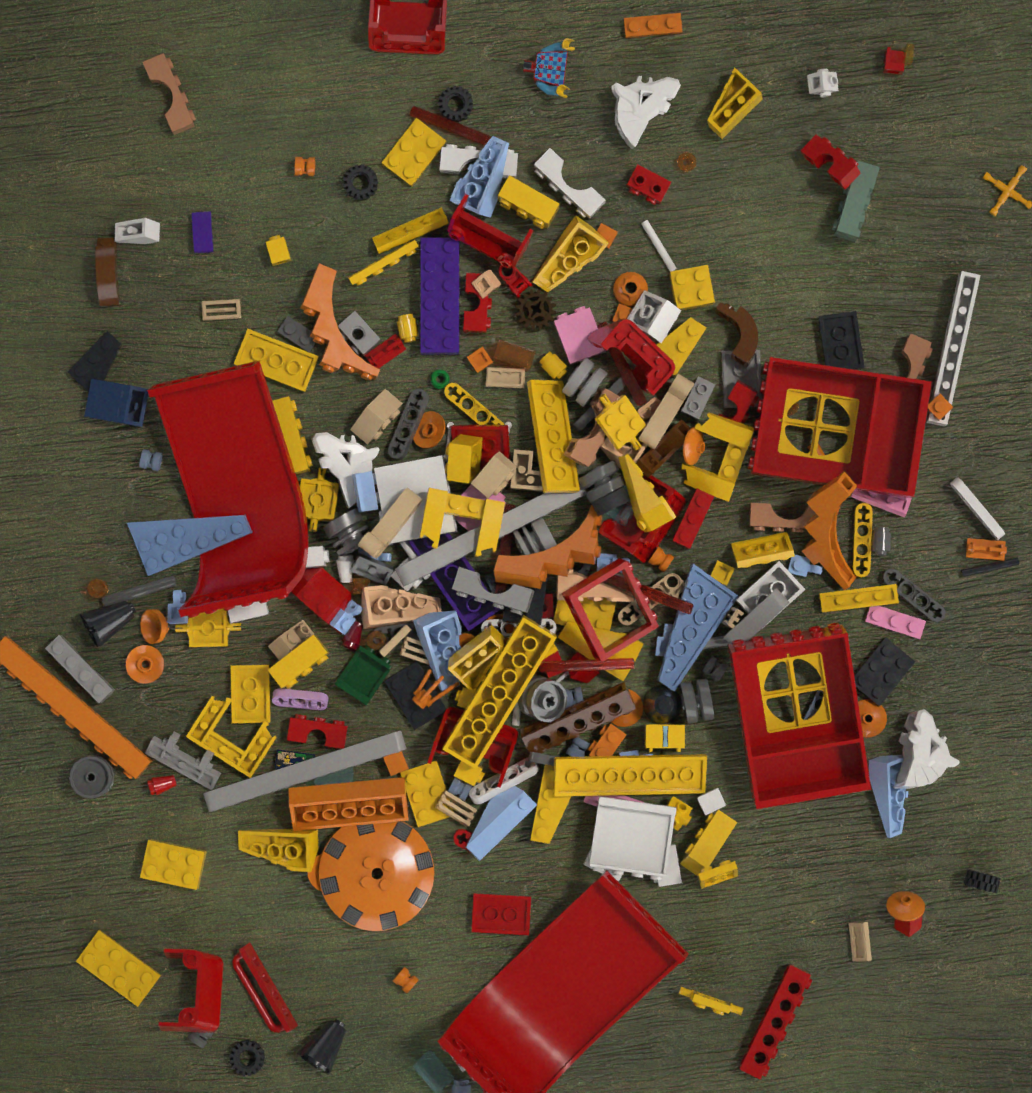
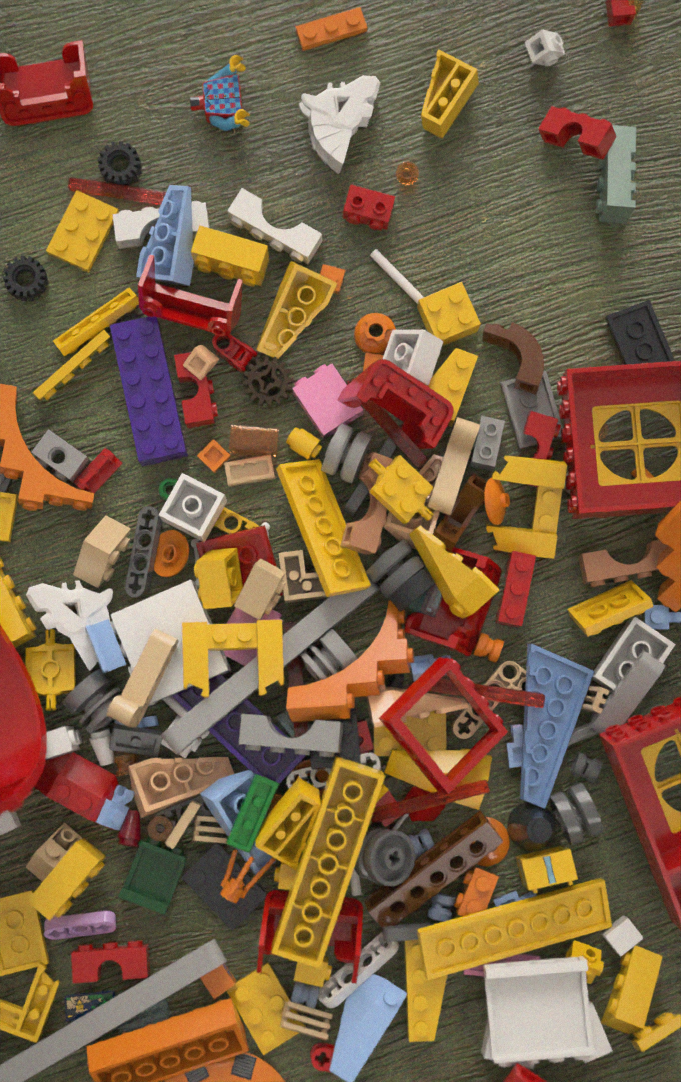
camera: 20 degrees left, 5 degrees down
(407, 328) = (118, 437): yellow brick -> none
(450, 643) = (252, 813): none -> green tile
(455, 398) = (193, 507): none -> white brick
(722, 572) = (566, 646): yellow plate -> none

